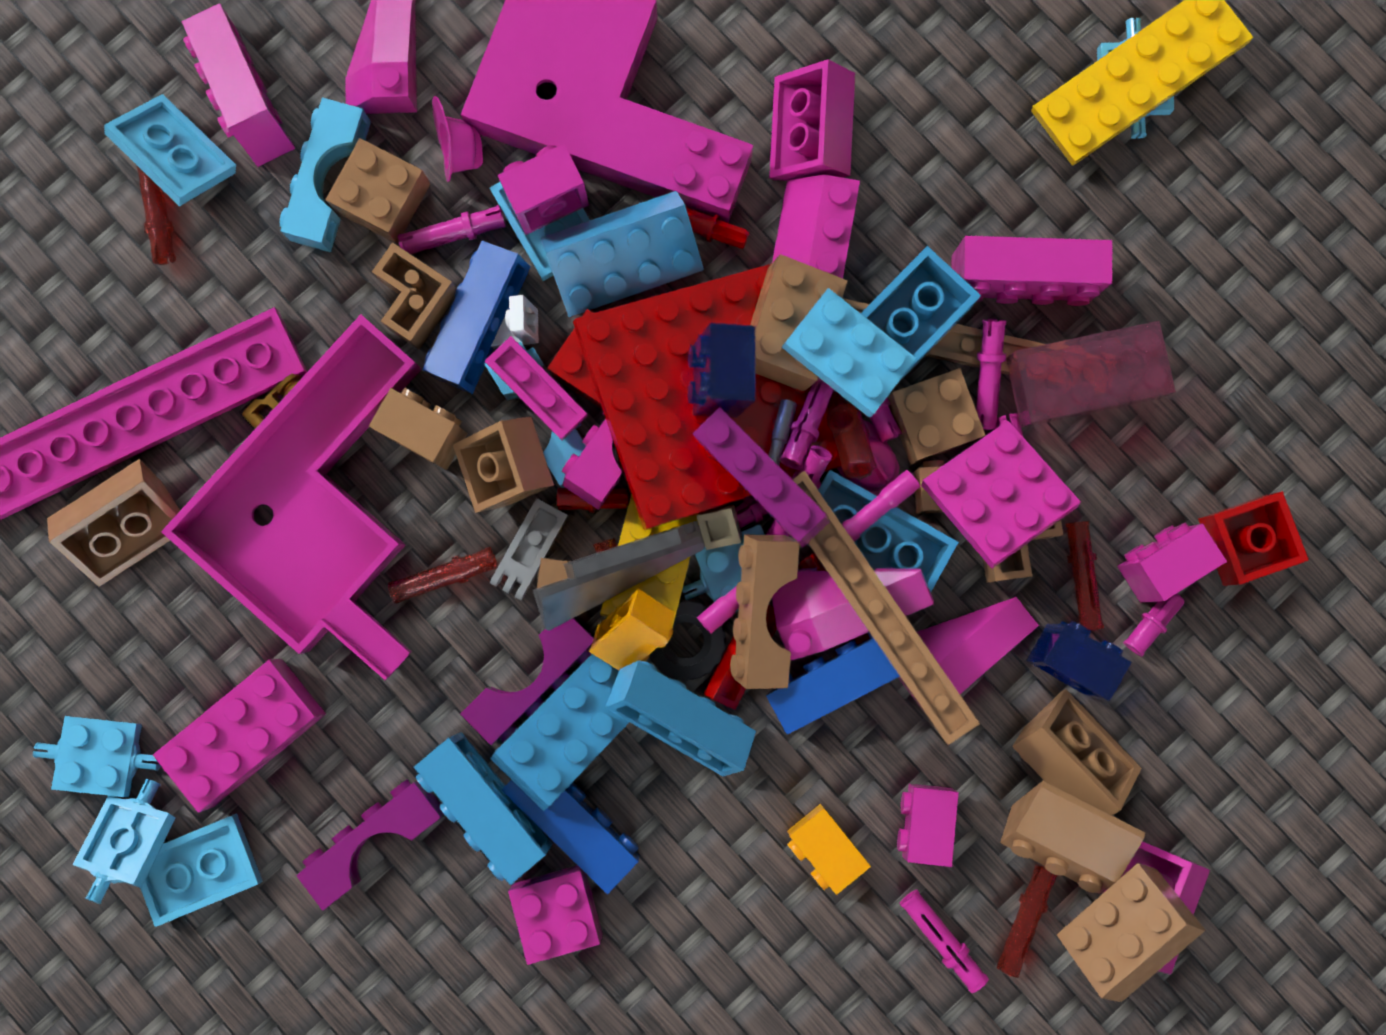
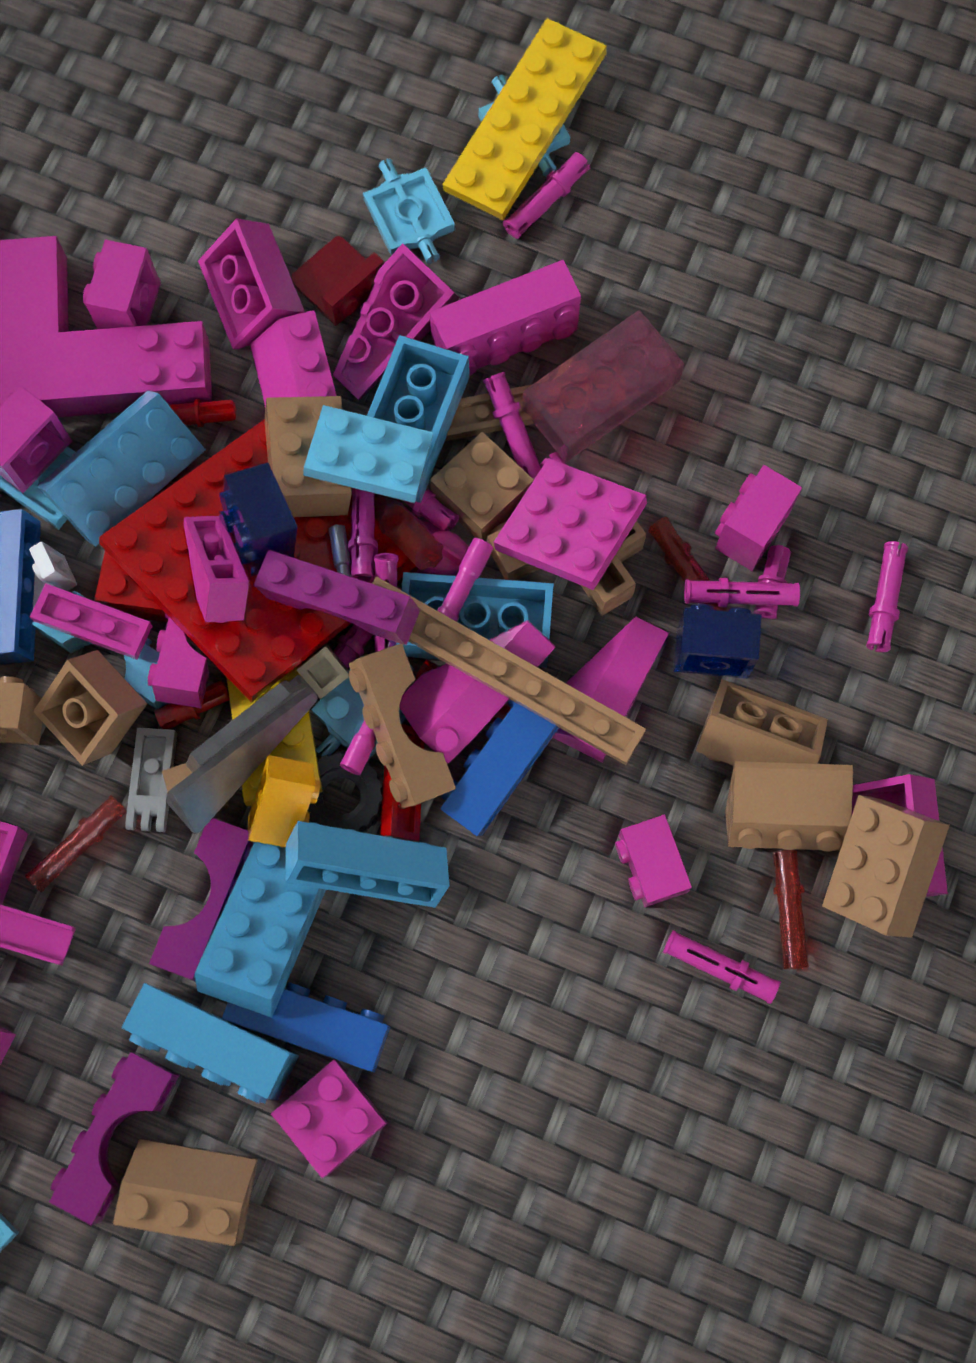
camera: 25 degrees left, 10 degrees down
(411, 917) = (186, 1192): none -> medium nougat slope
(665, 400) = (216, 570): none -> dark pink slope
(694, 78) = (121, 286): none -> dark pink brick
(827, 849) = (567, 930): light orange brick -> none
(895, 155) = (337, 279): none -> dark red bracket
(933, 215) = (396, 306): none -> dark pink wedge
(989, 117) = (409, 211): none -> medium azure plate
(1136, 153) = (557, 185): none -> dark pink pin
(1160, 643) = (785, 593): none -> dark pink pin
(1254, 679) = (885, 609): none -> dark pink pin
(1255, 539) = (824, 463): red brick -> none

